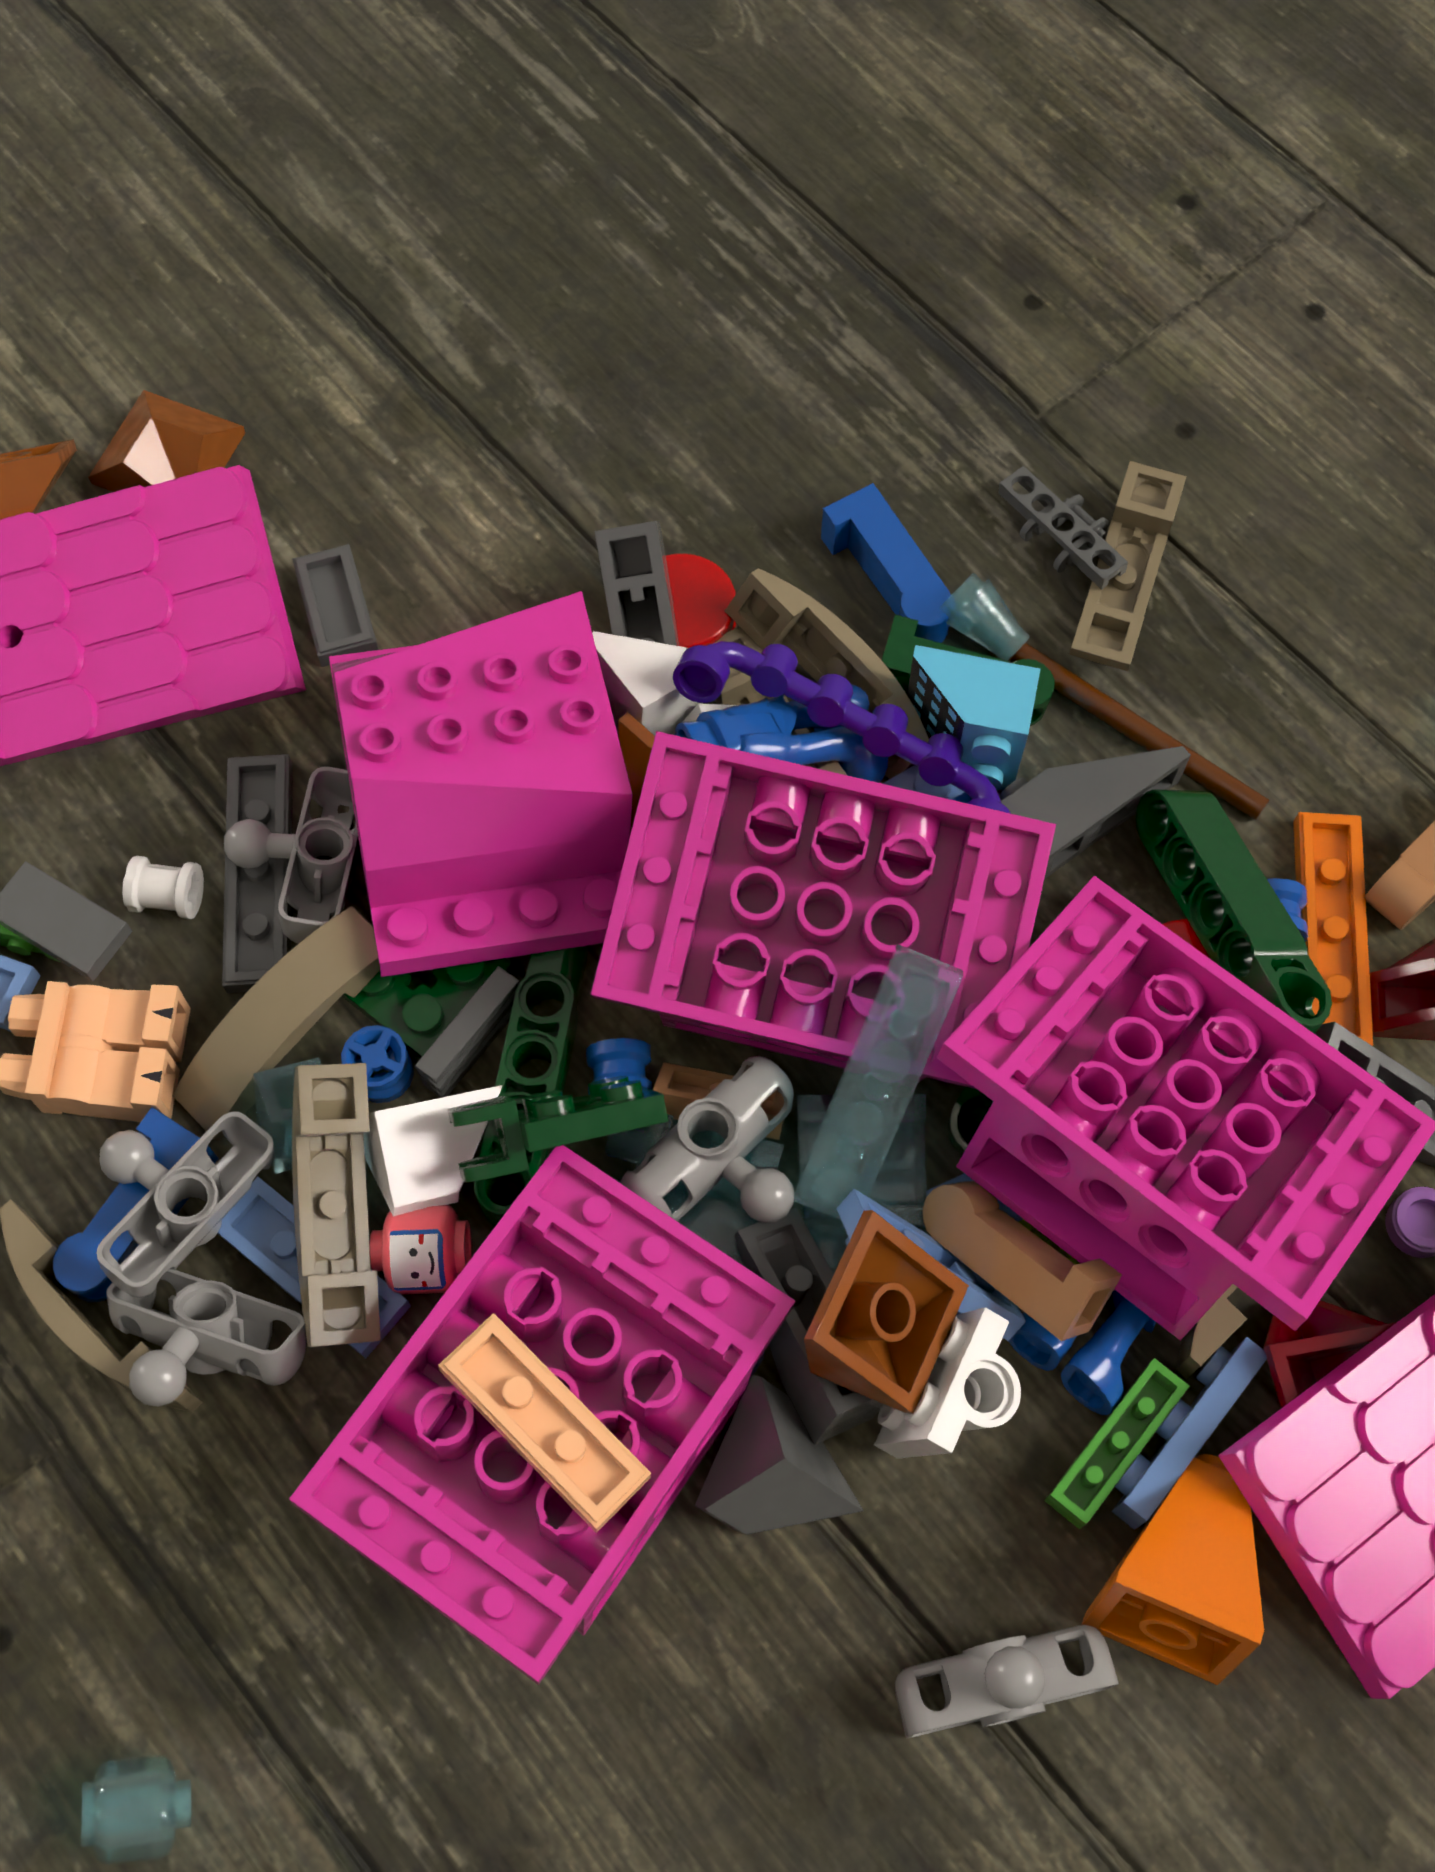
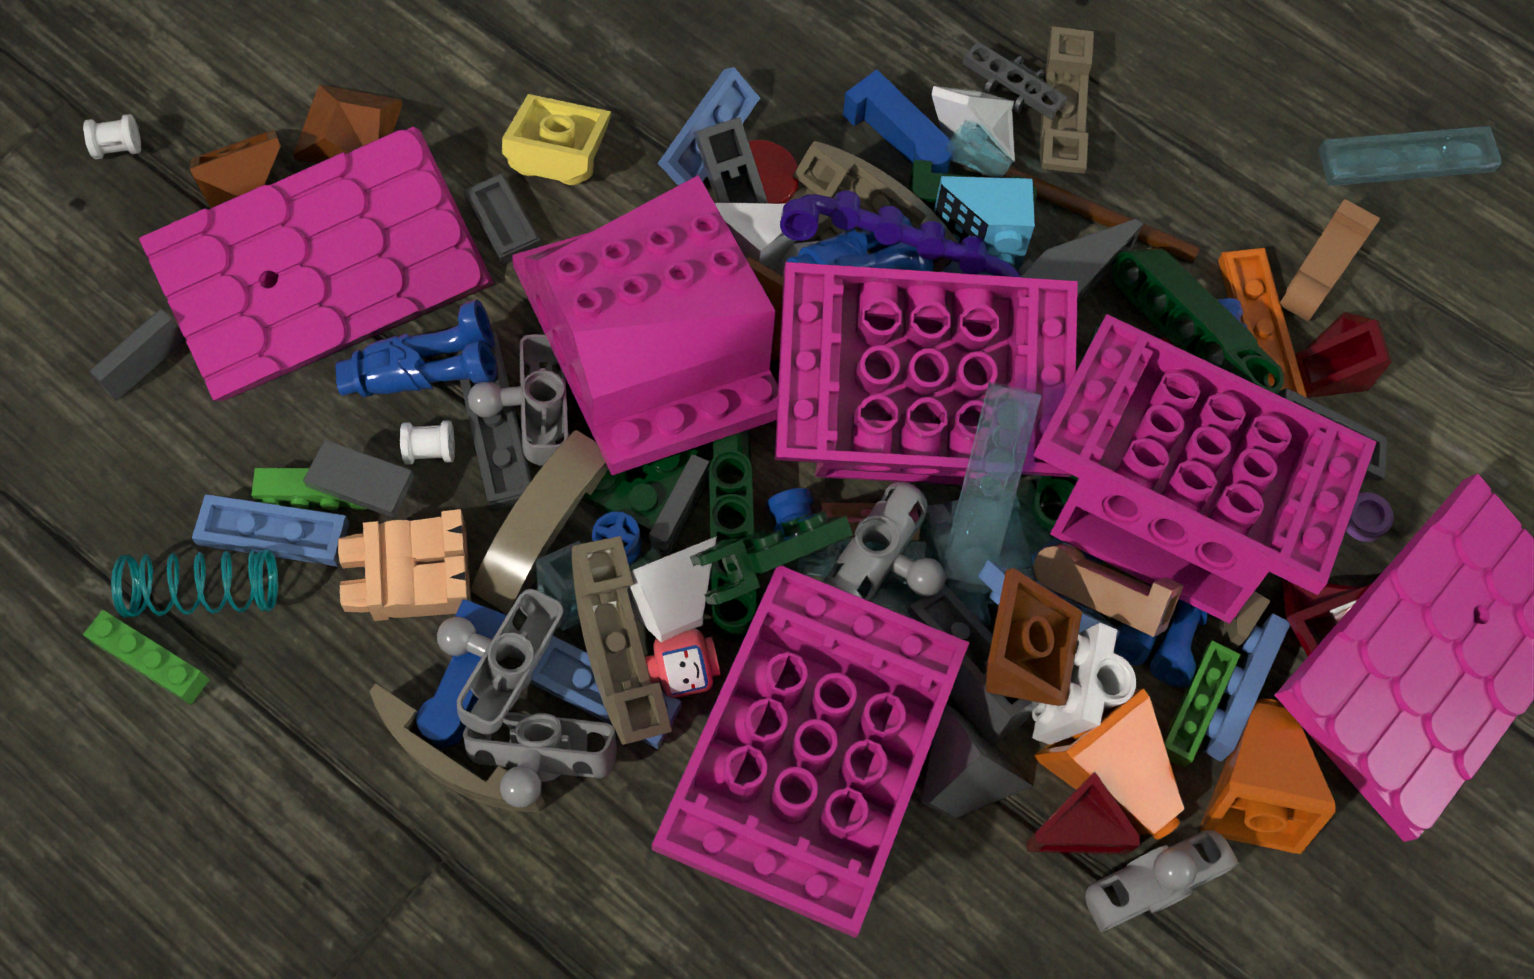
camera: 15 degrees left, 0 degrees up
(148, 772) = (398, 365): none -> blue piece
(425, 509) = (555, 139): none -> light yellow slope
(545, 1422) = (819, 756): light nougat tile -> none
(666, 494) = (725, 100): none -> medium blue plate
(914, 1582) = (1087, 824): none -> dark red slope
(985, 1513) = (1130, 762): none -> slope
(1010, 563) = (989, 111): none -> white slope

